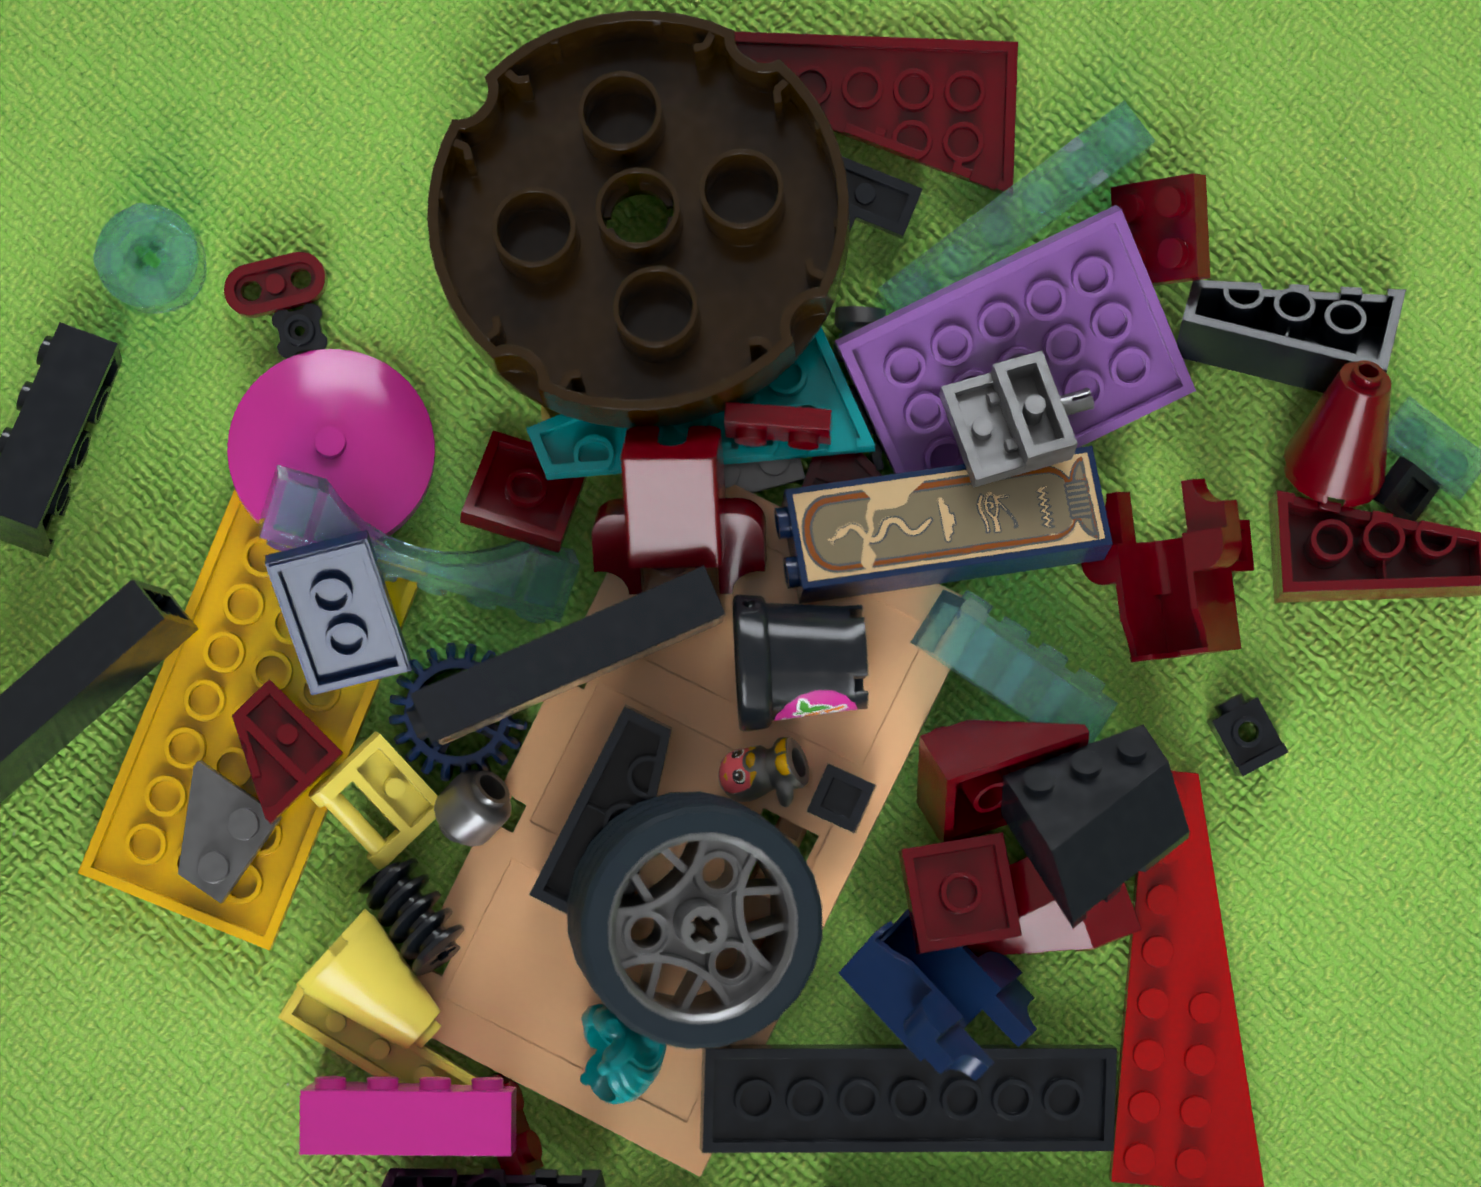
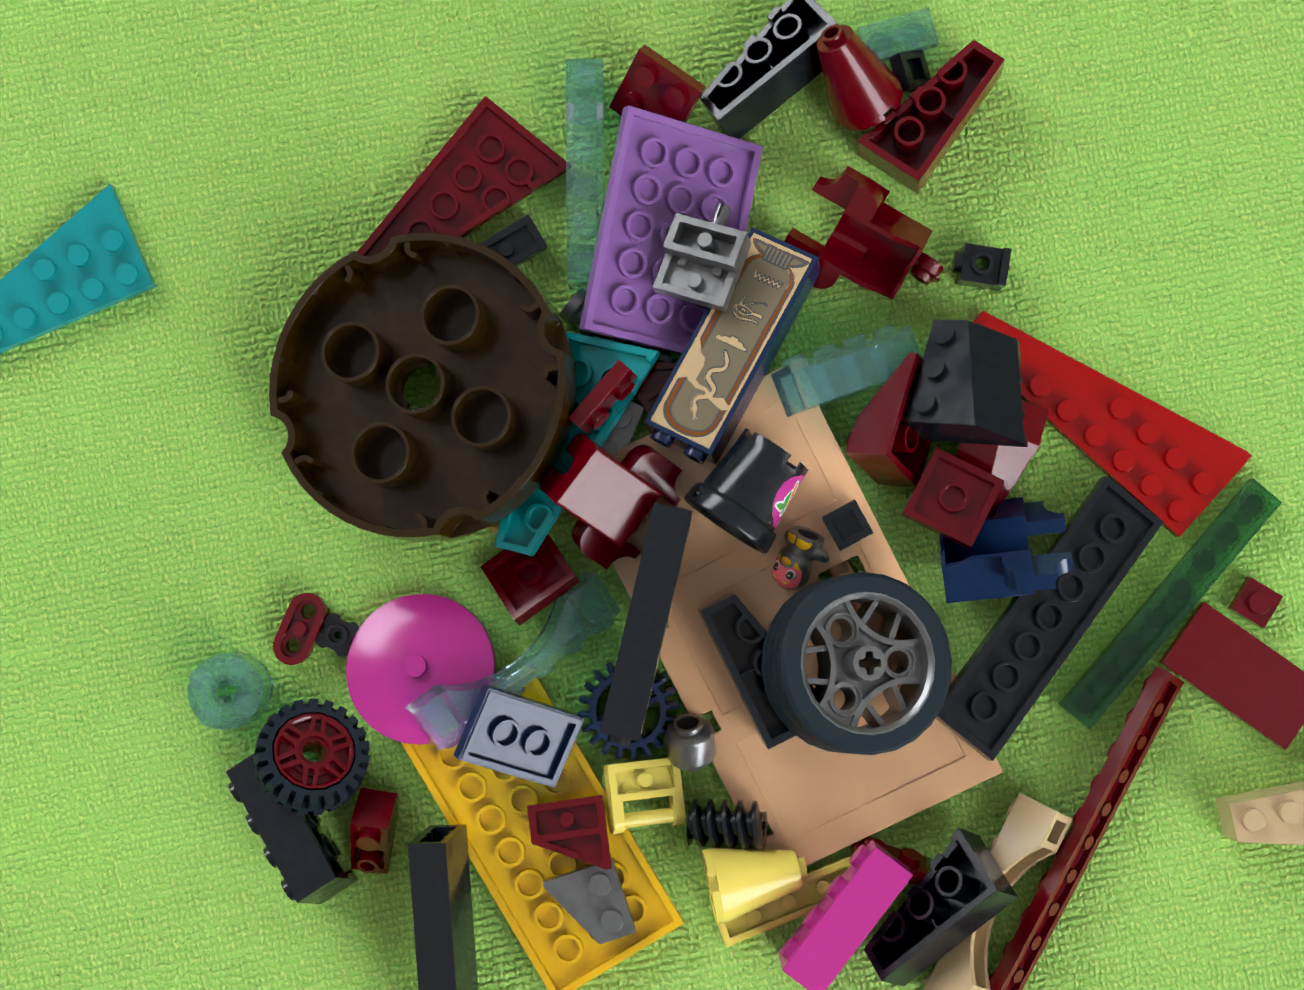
camera: 50 degrees left, 0 degrees up
(110, 409) = (304, 783): none -> wheel
(115, 532) = (373, 830): none -> dark red slope
(623, 1059) = (905, 769): teal hair -> none
(1196, 675) = (926, 269): none -> dark red plate

